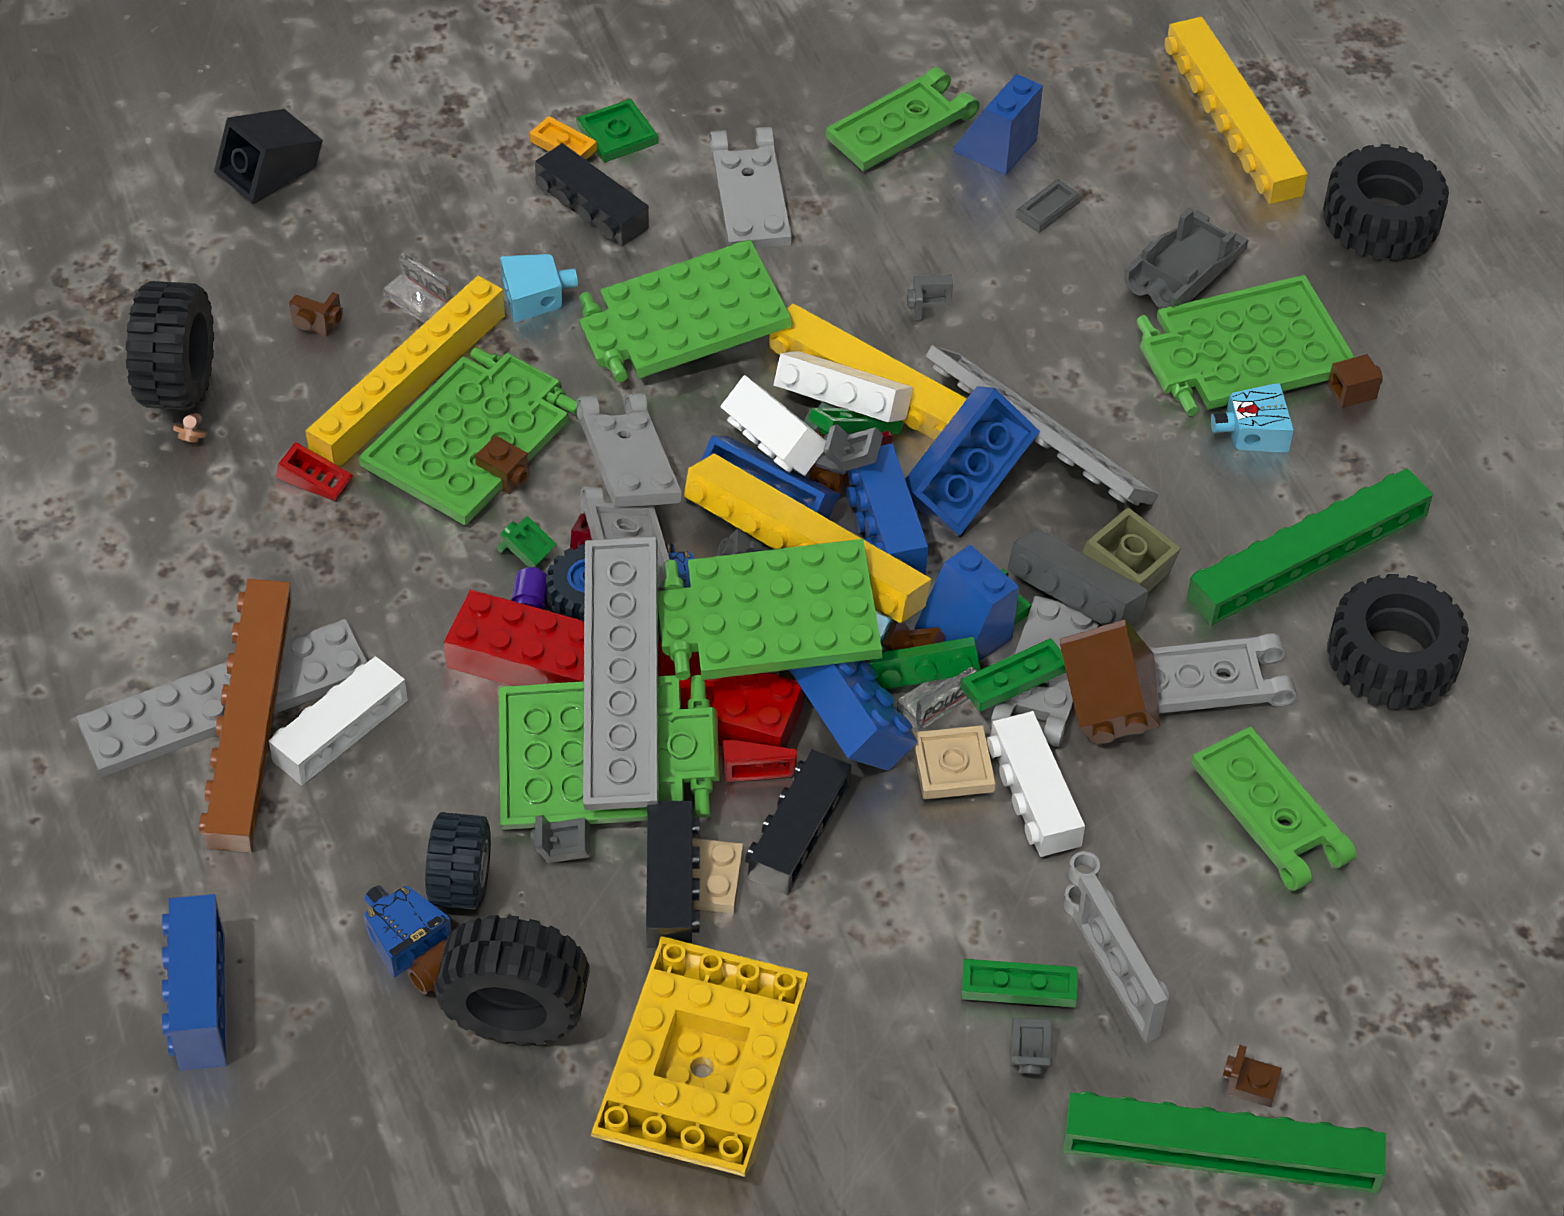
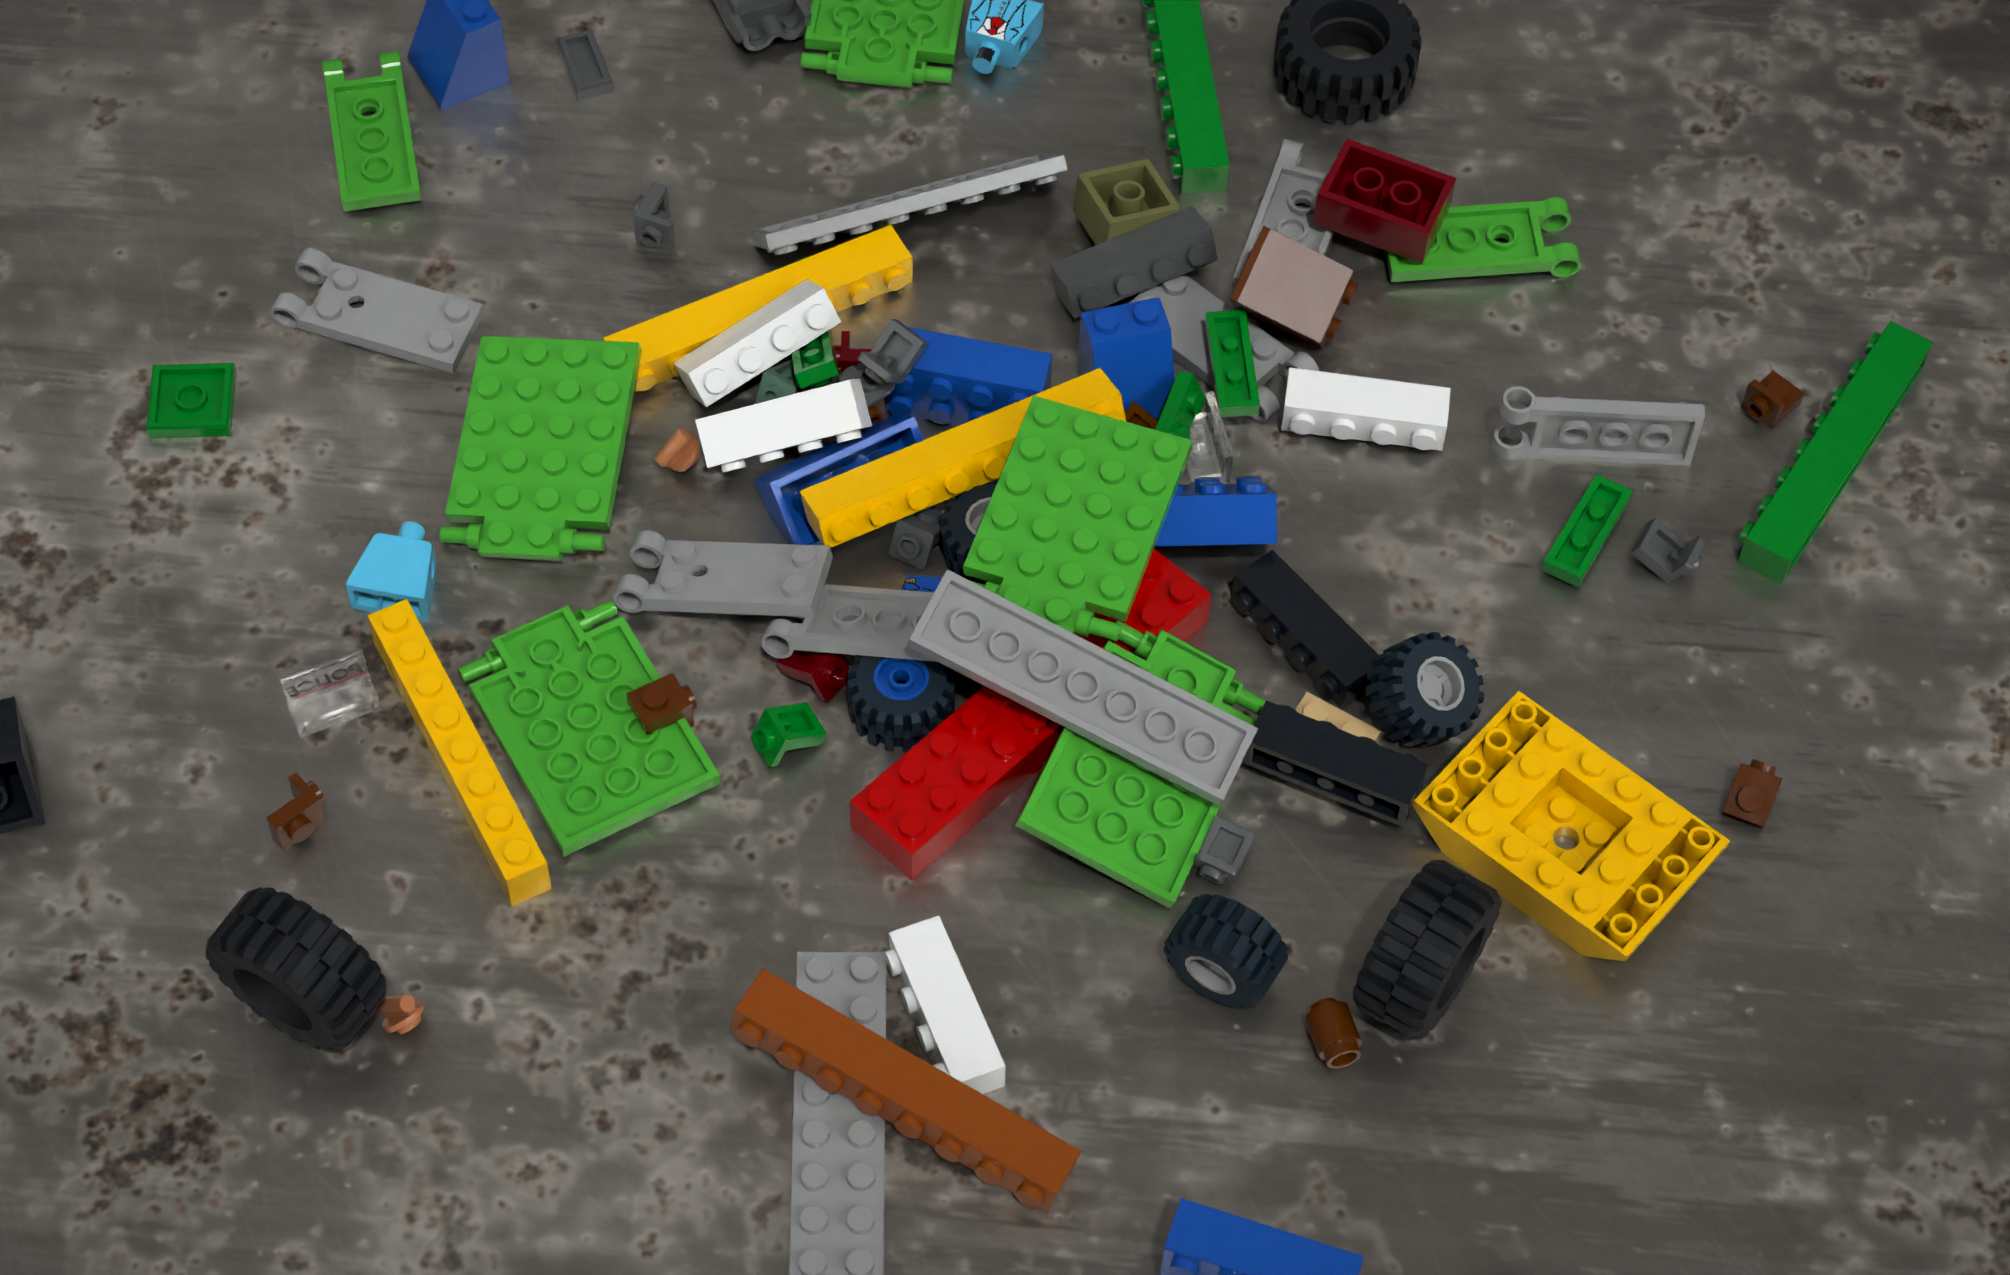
camera: 65 degrees left, 5 degrees up
(308, 459) = (528, 928): red slope -> none
(403, 926) = (1265, 1047): blue torso -> none
(530, 587) = (863, 752): dark purple brick -> none
(552, 133) = (178, 457): light orange plate -> none
(592, 194) = (289, 462): black brick -> none
(726, 385) = (679, 451): none -> nougat plate
(756, 761) = (1214, 627): red slope -> none
(773, 909) = (1424, 690): none -> black wheel
(823, 1188) = (1753, 792): none -> reddish brown bracket
(953, 762) = (1298, 467): tan plate -> none
(969, 459) = (925, 268): blue slope -> none
(1243, 712) = (1384, 200): none -> dark red brick

